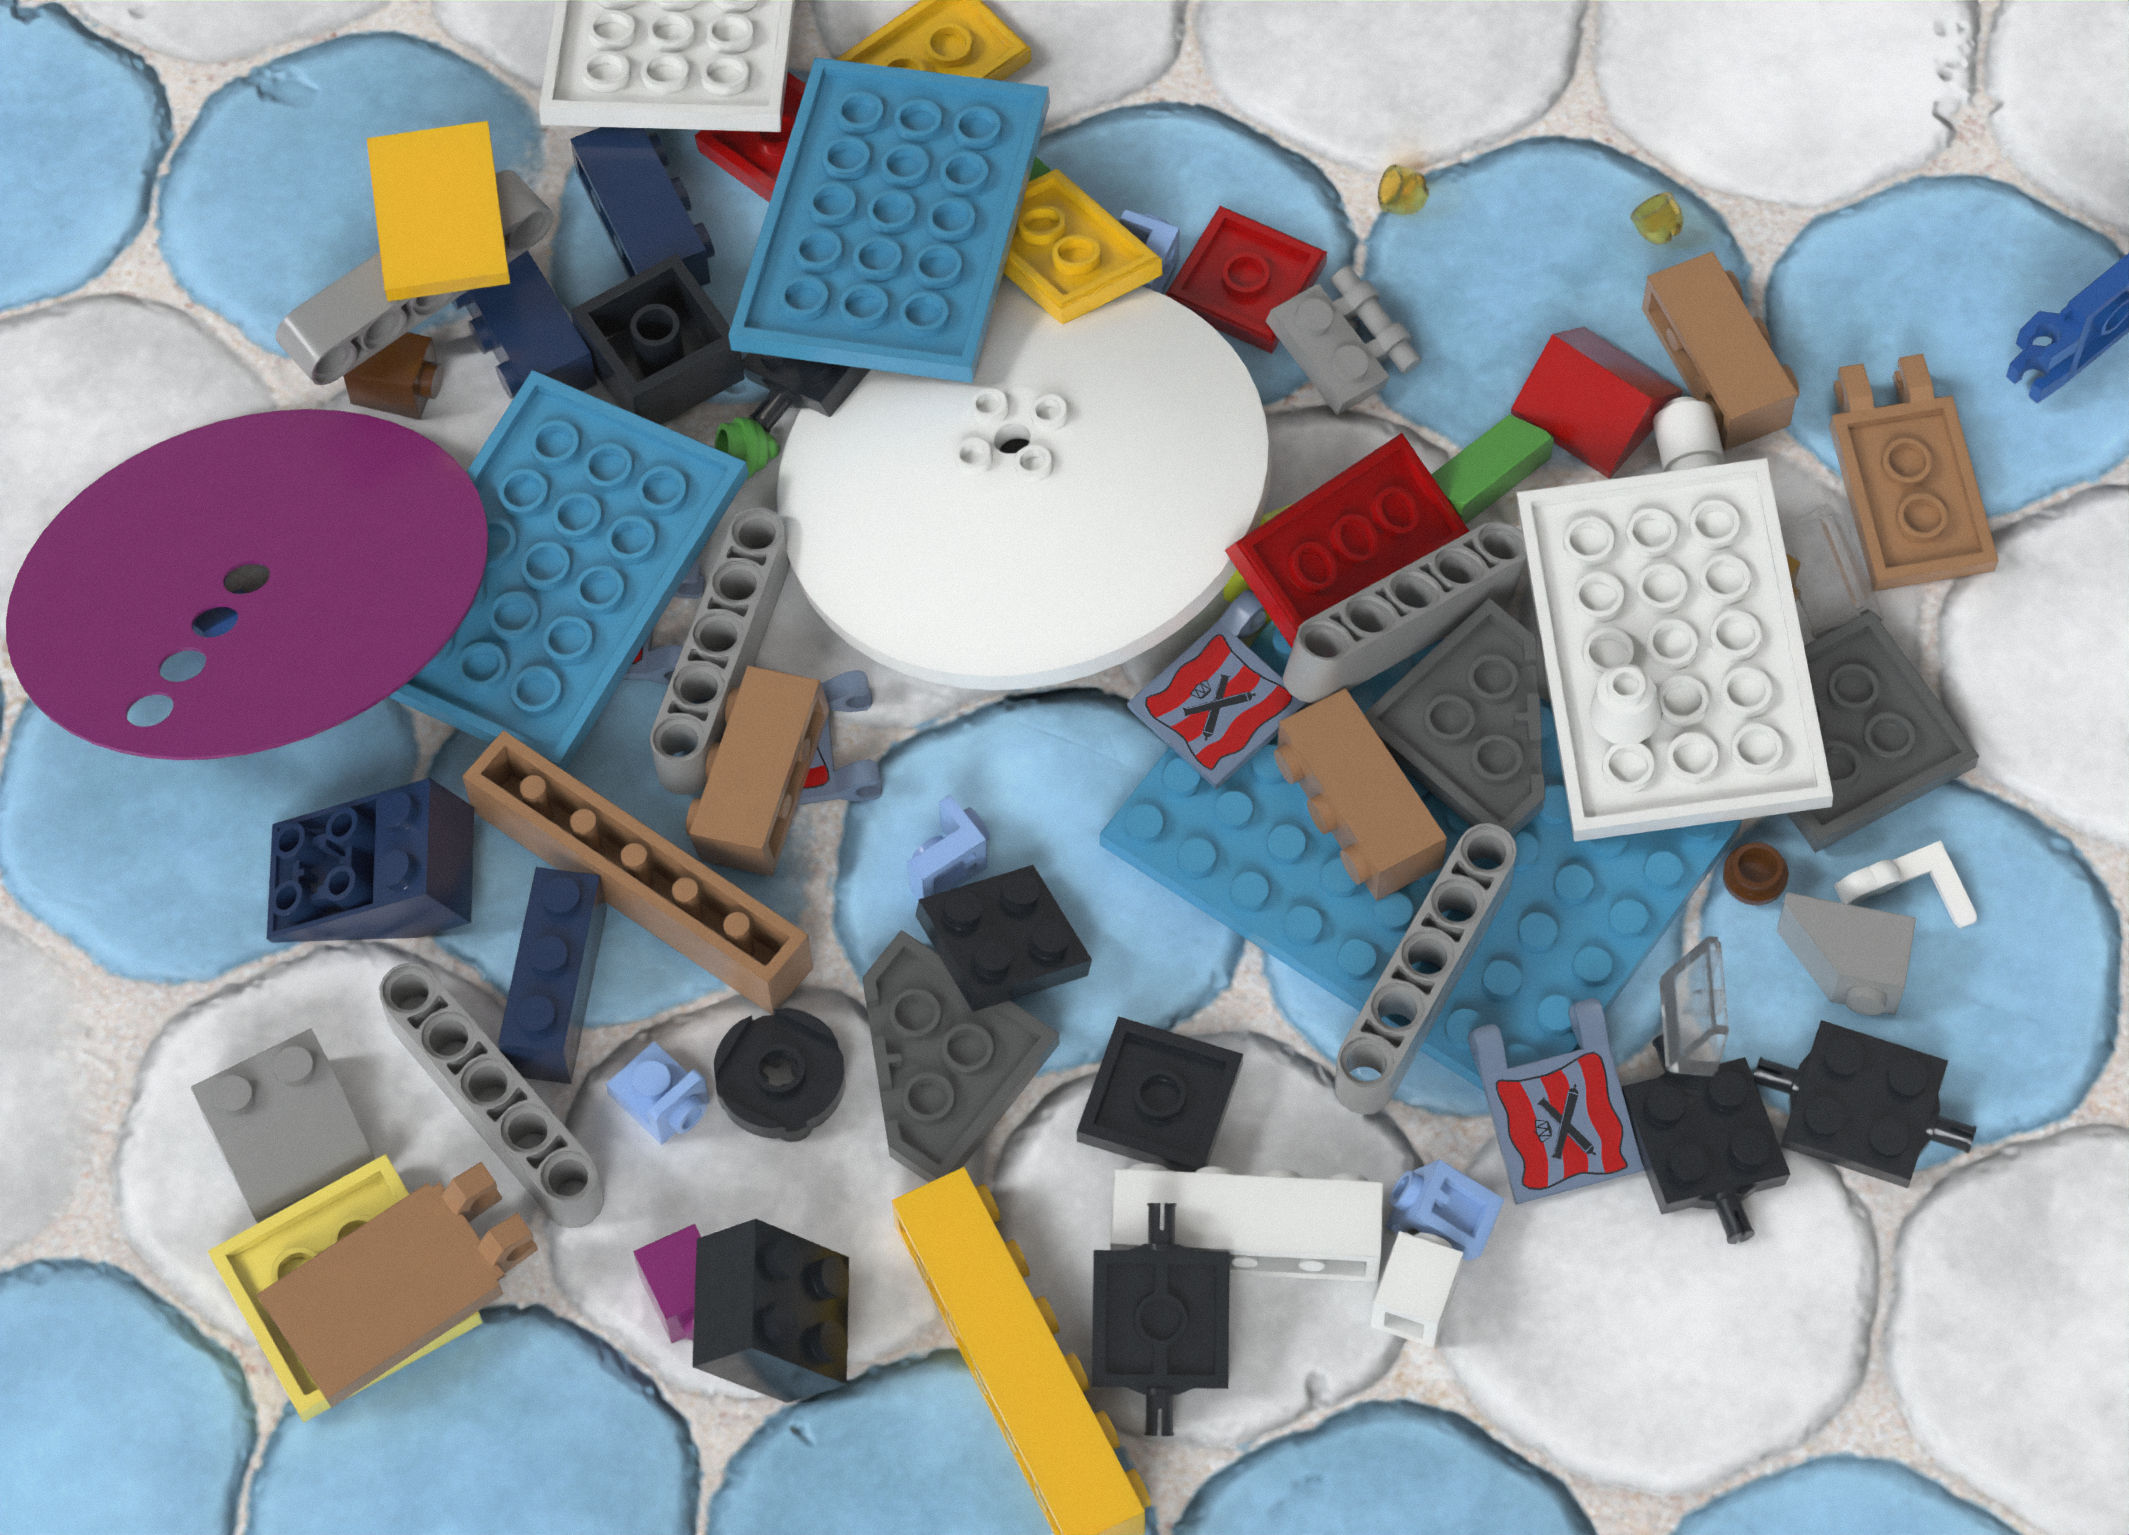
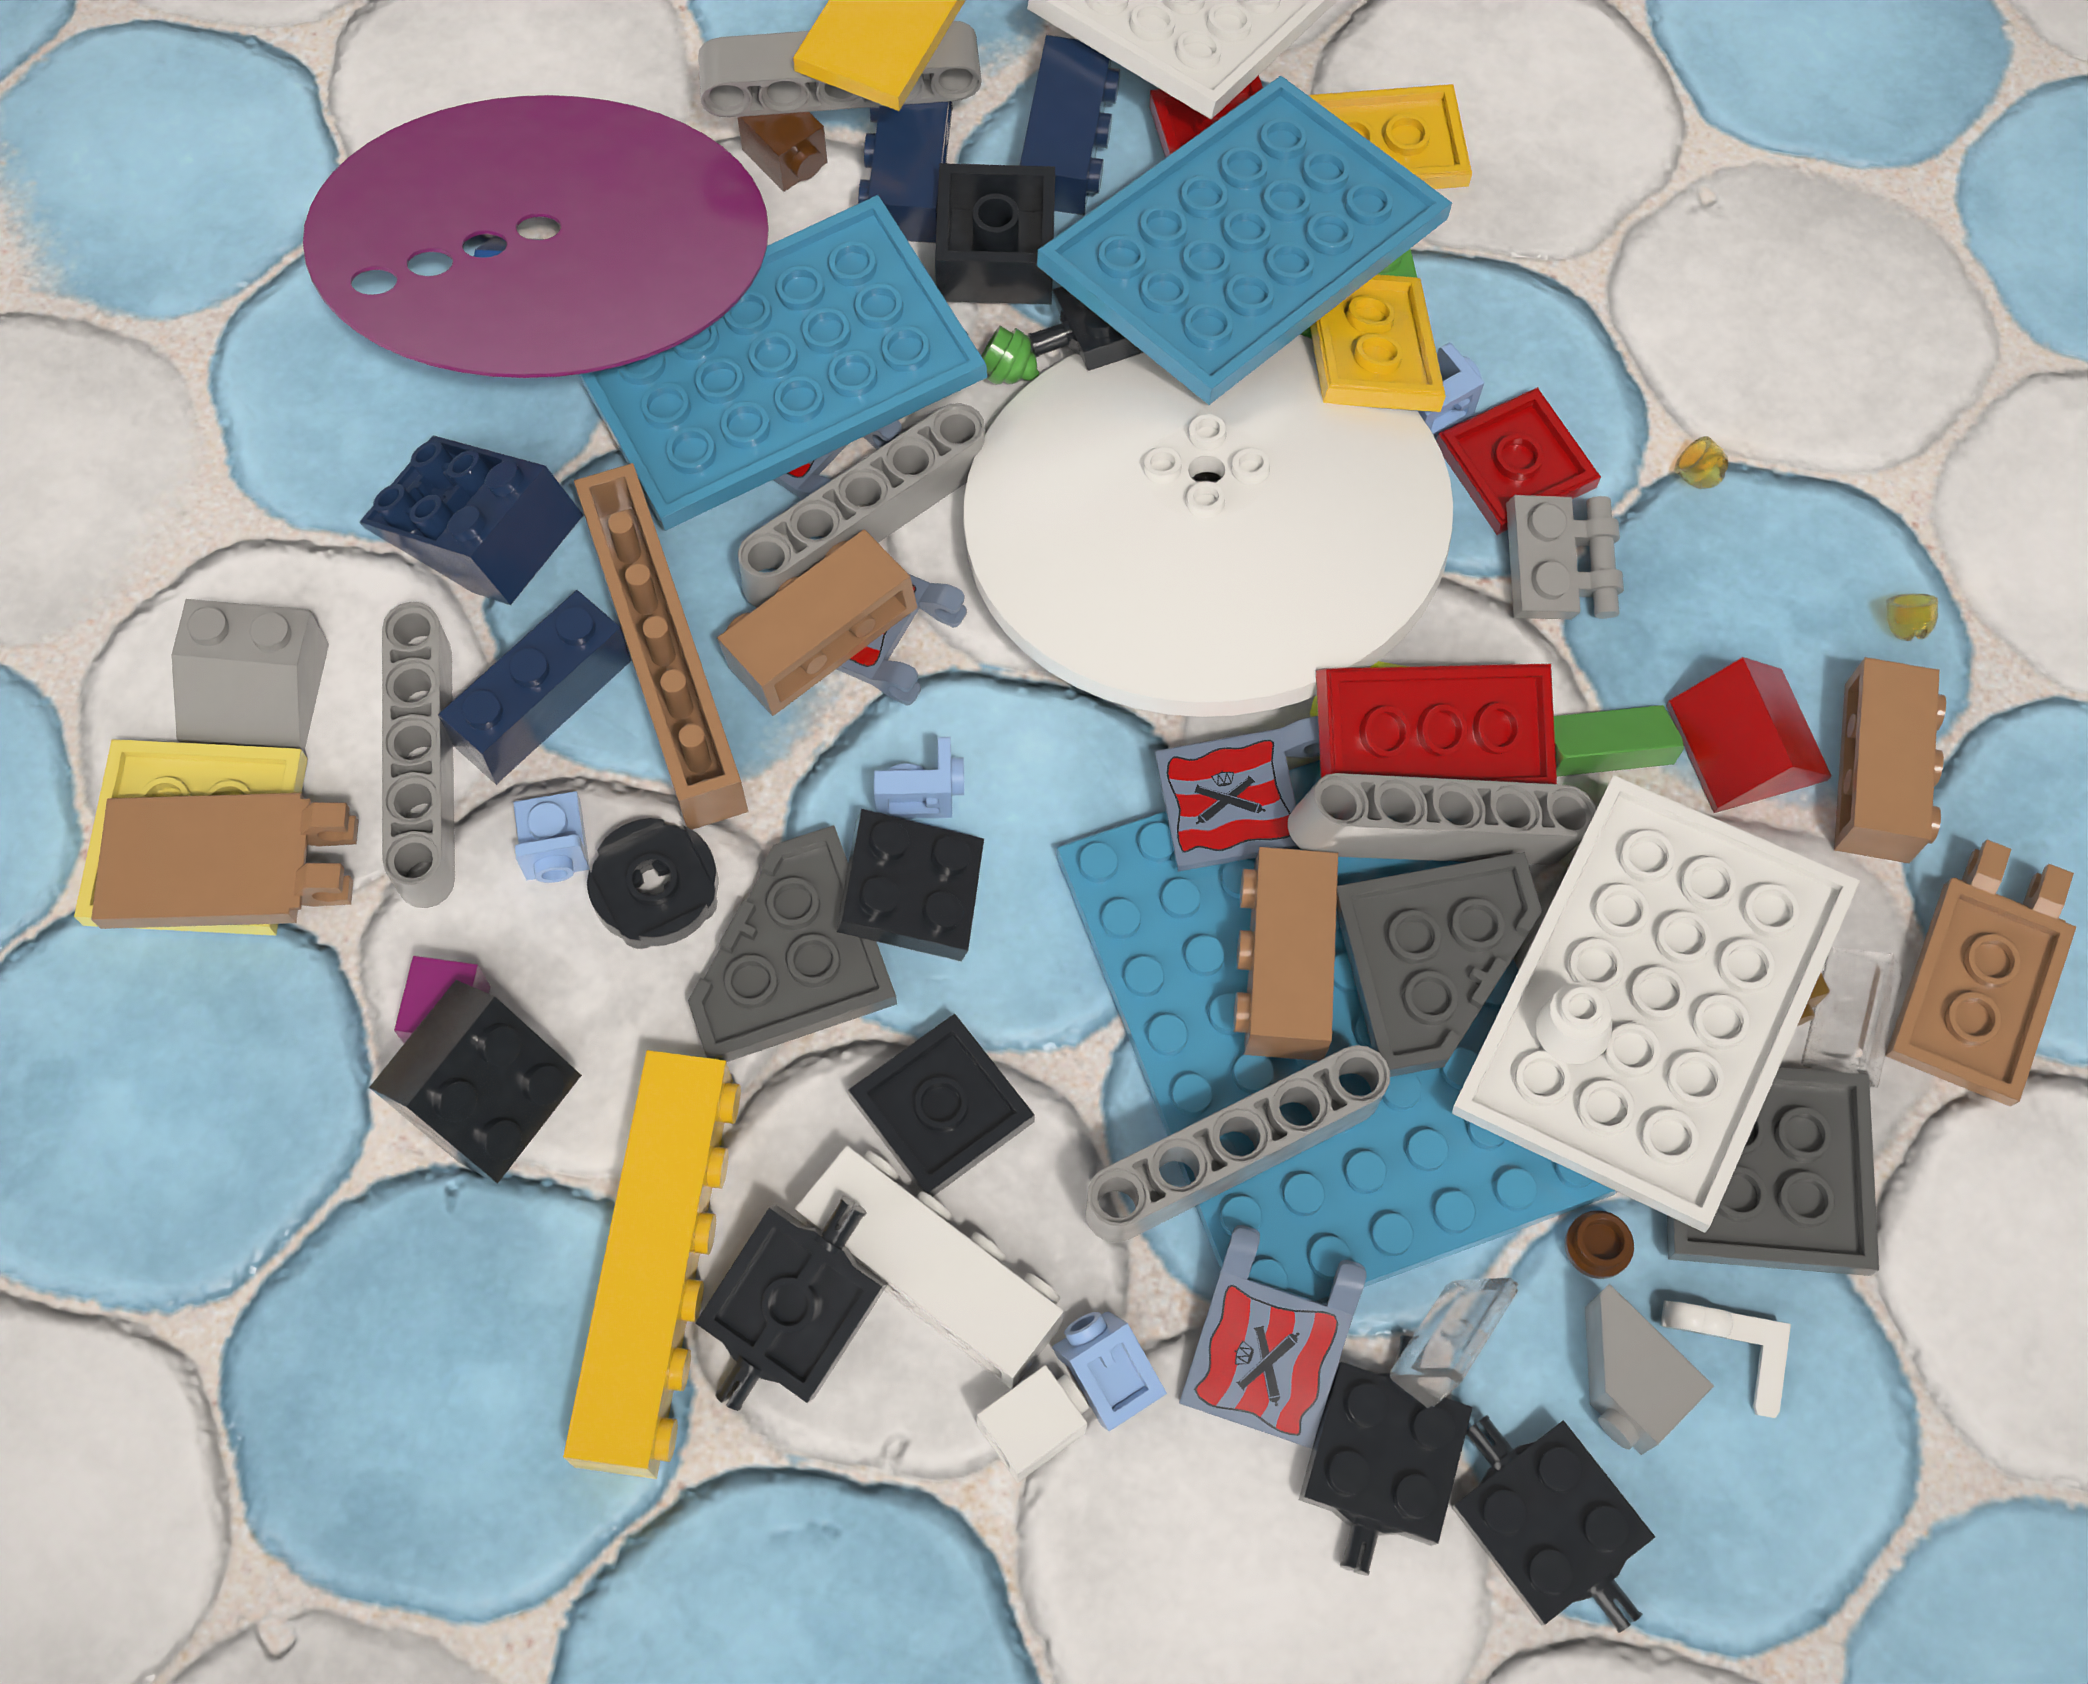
camera: 30 degrees right, 5 degrees up
(1687, 435) = (1806, 818): white brick -> none

